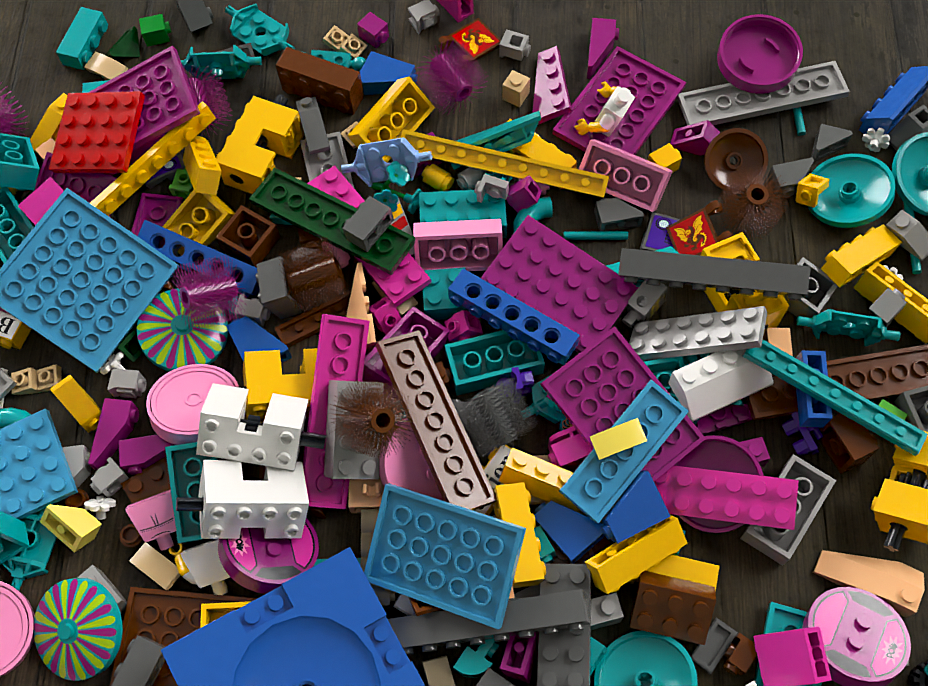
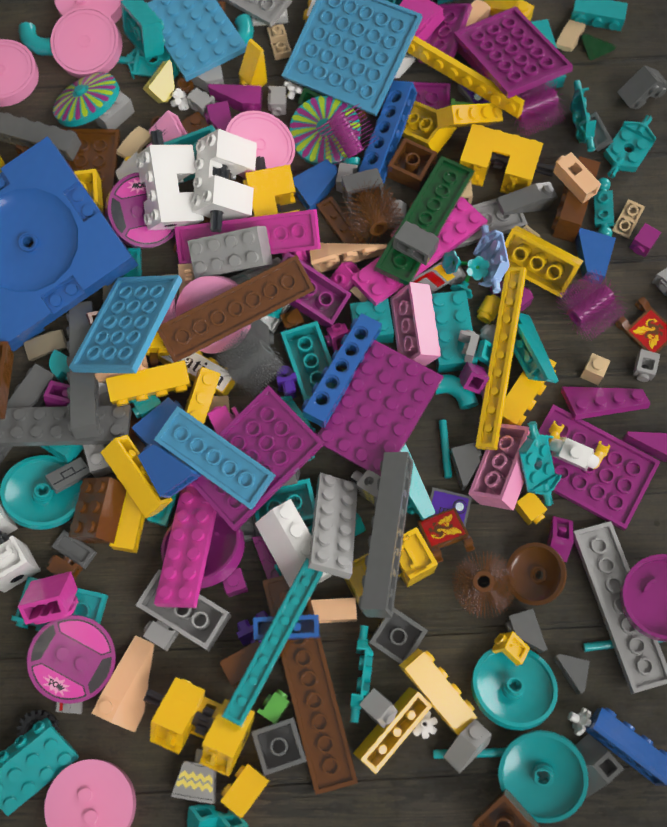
camera: 85 degrees right, 5 degrees up
(97, 132) = (486, 31): red plate -> none
(155, 29) = (614, 63): green brick -> none
(305, 65) = (576, 177): none -> light nougat brick
(371, 417) = (224, 253): reddish brown piece -> none
(618, 438) = (218, 447): light yellow slope -> none
(624, 648) = (68, 475): none -> dark grey tile
(627, 141) = (542, 477): none -> teal plate
(815, 540) = (160, 634): none -> light grey window

